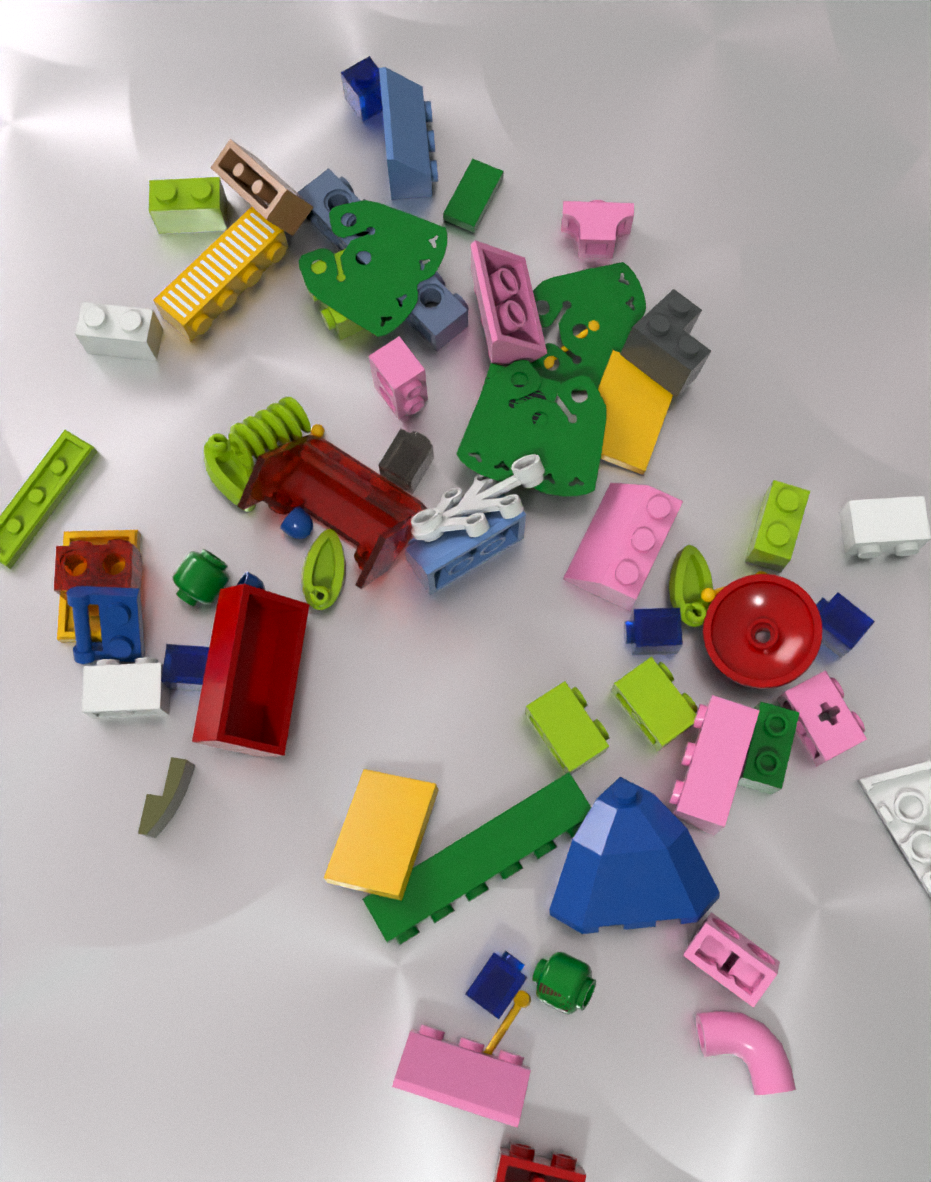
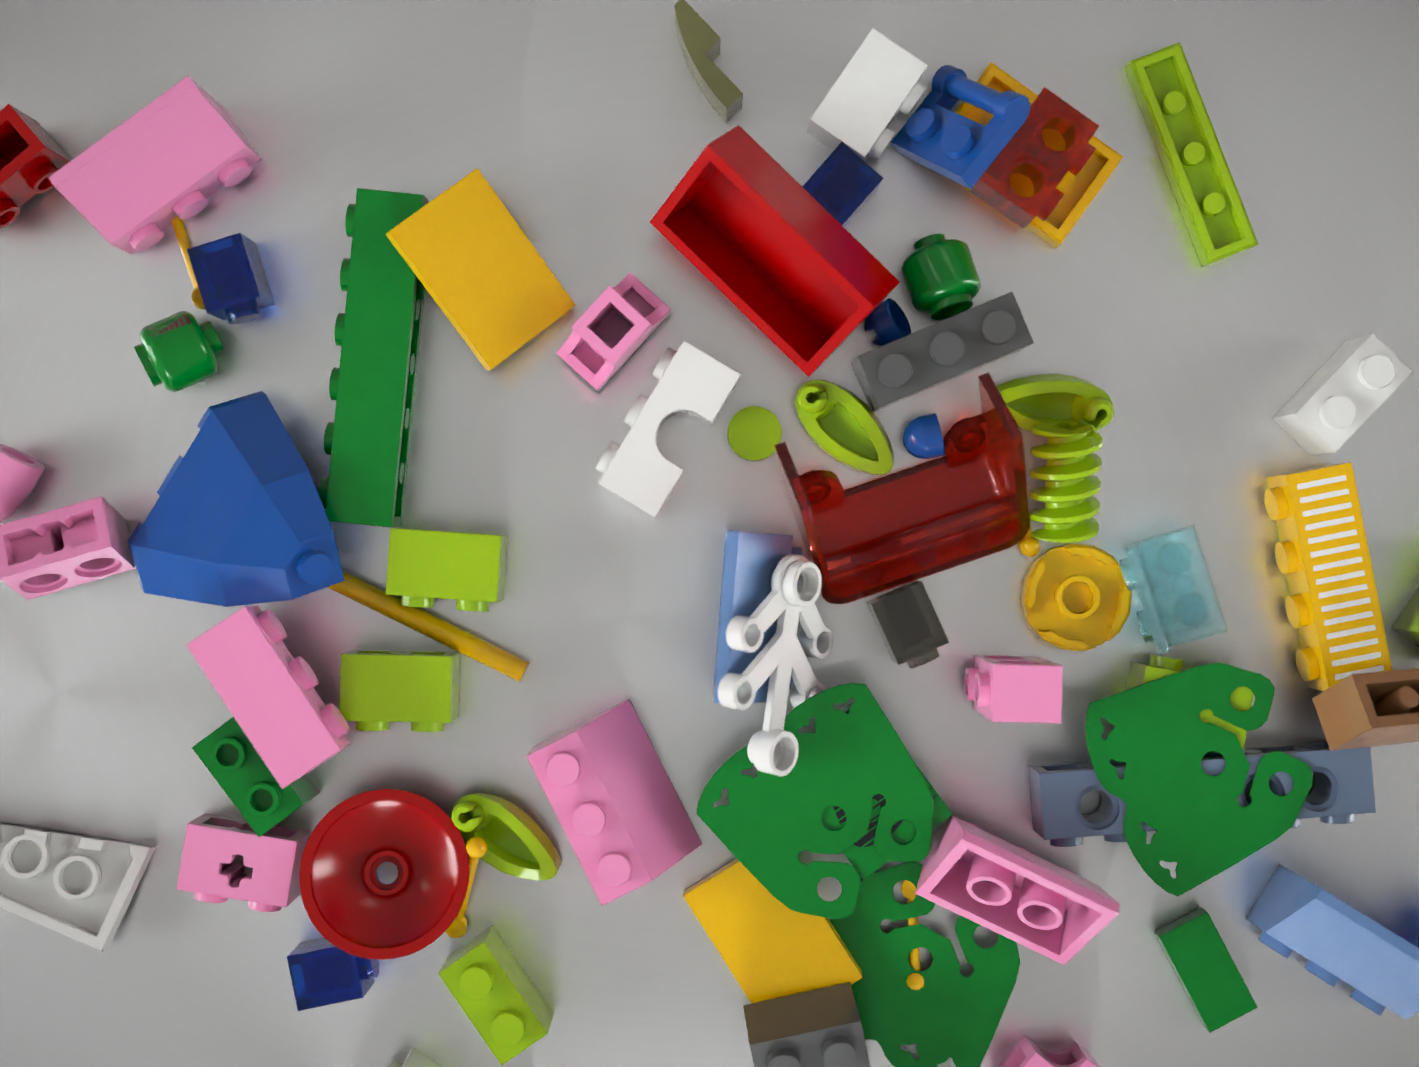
camera: 130 degrees right, 15 degrees up
(244, 546) = (942, 352): none -> dark grey brick
(284, 341) = (1173, 589): none -> clear light blue bracket
(328, 389) = (1075, 597): none -> yellow tile
(363, 617) = (754, 433): none -> lime tile
(363, 672) = (687, 385): none -> white arch
(363, 733) = (612, 330): none -> bright pink brick
(608, 711) = (432, 627): none -> yellow bar
(654, 631) = (482, 751): clear blue brick -> none

